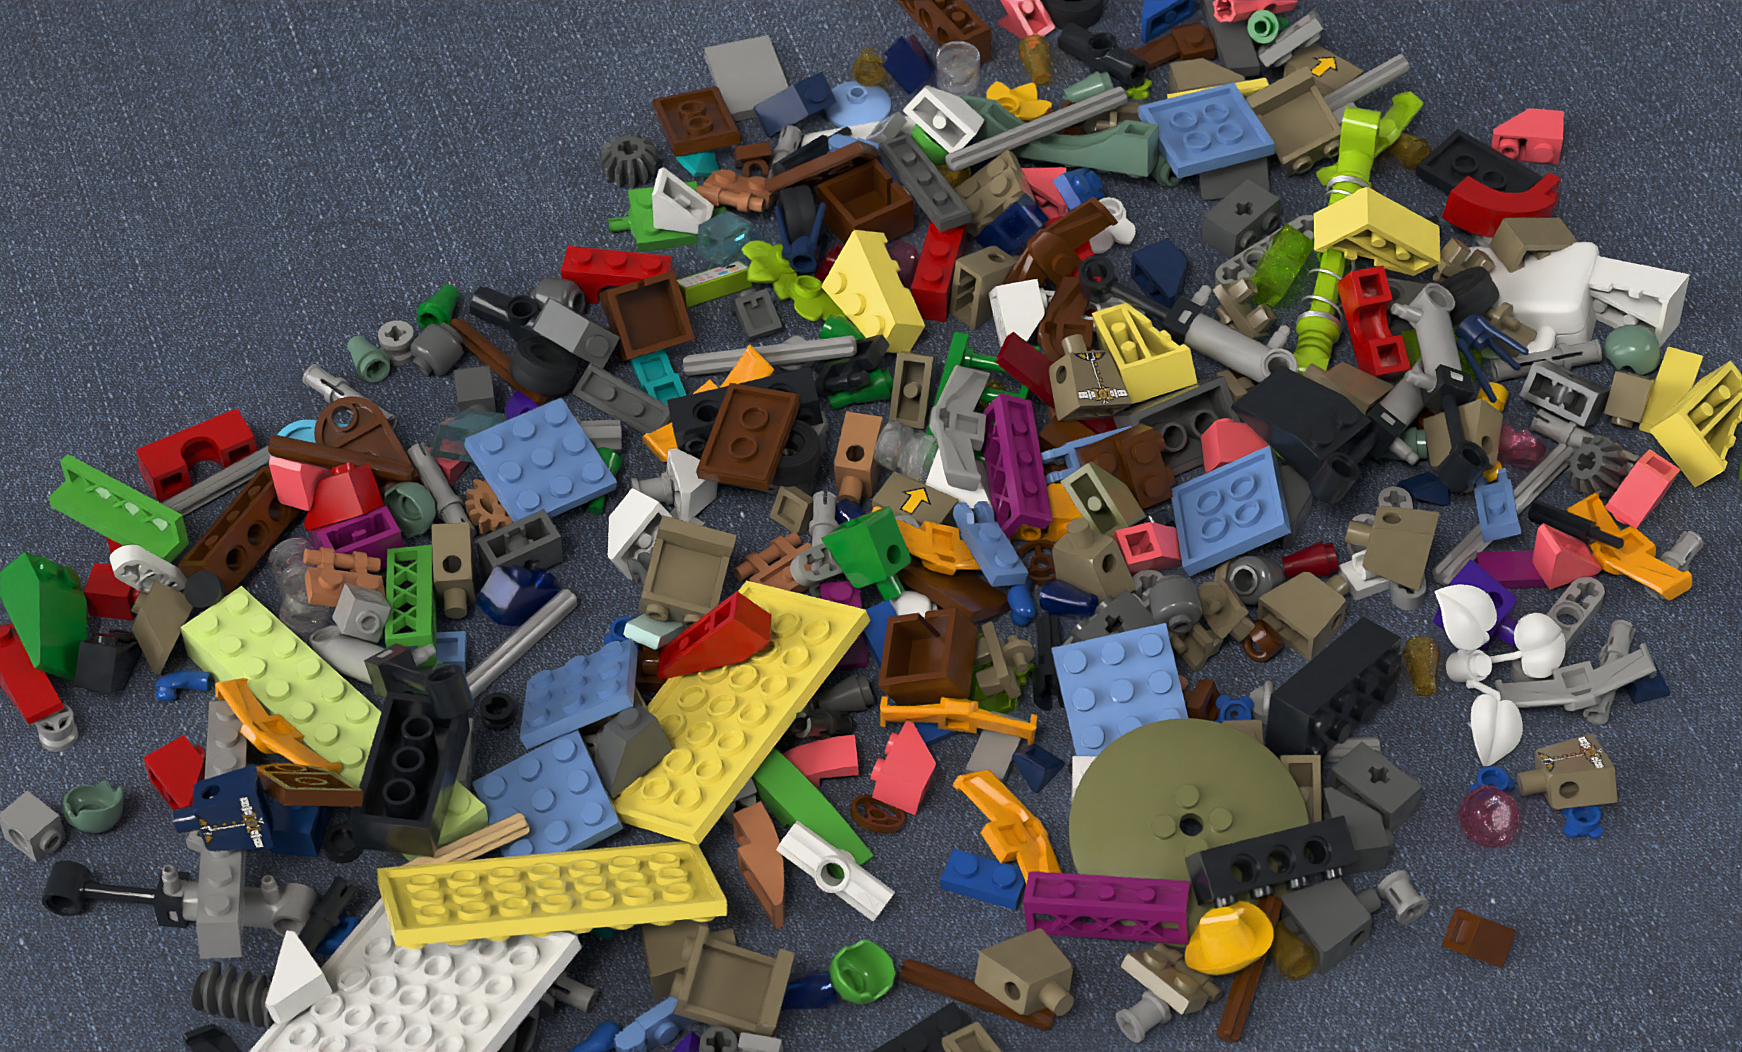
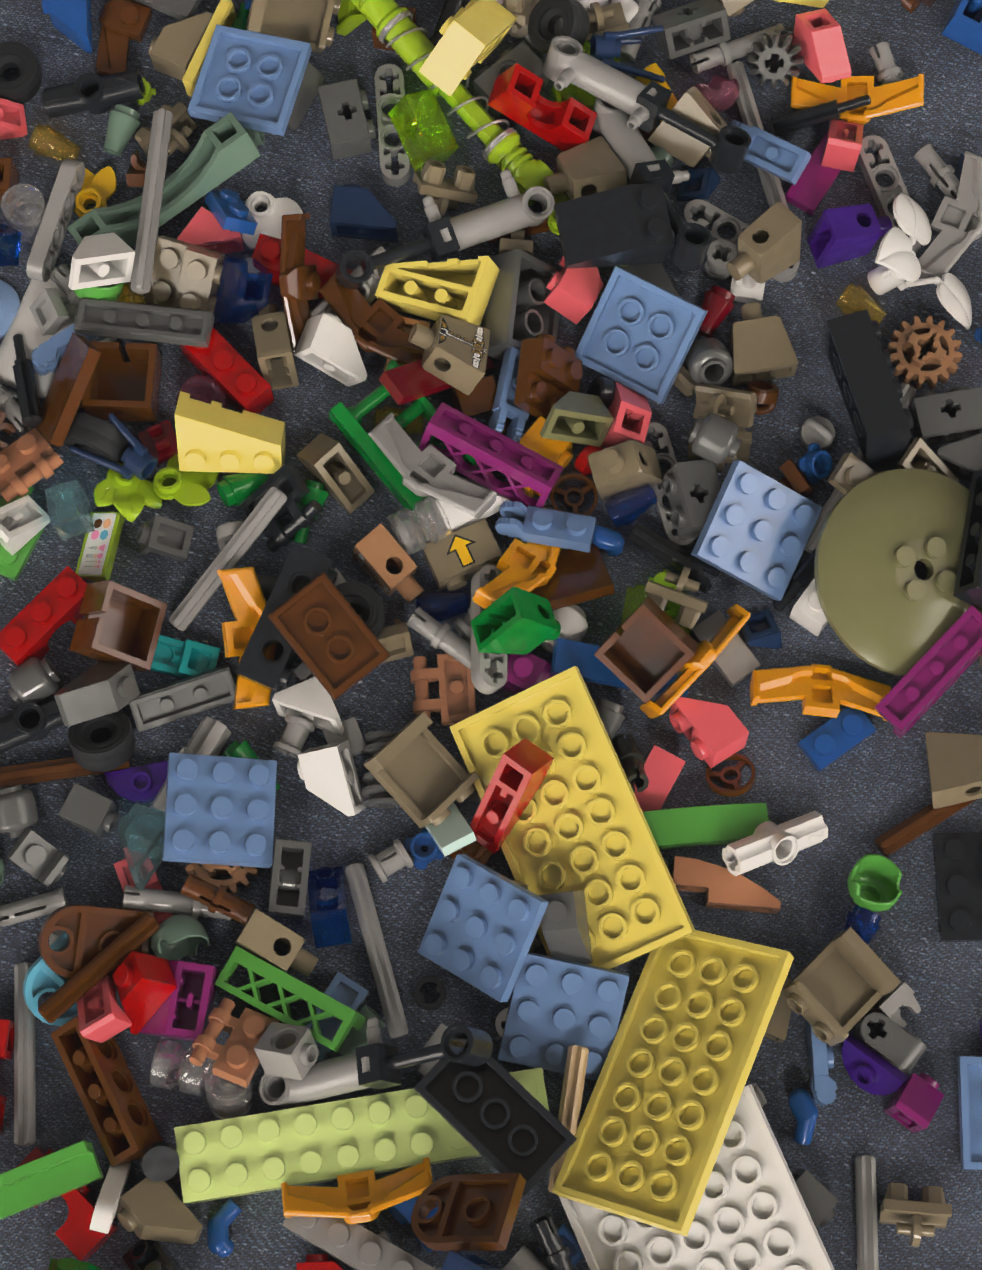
camera: 55 degrees left, 25 degrees up
(409, 386) = (38, 858): none -> dark grey bracket
(462, 505) = (217, 899): none -> reddish brown pin
(593, 614) = (390, 860): none -> light grey bush
(969, 83) = (55, 220): none -> light grey beam
(1422, 736) = (910, 344): none -> medium nougat gear

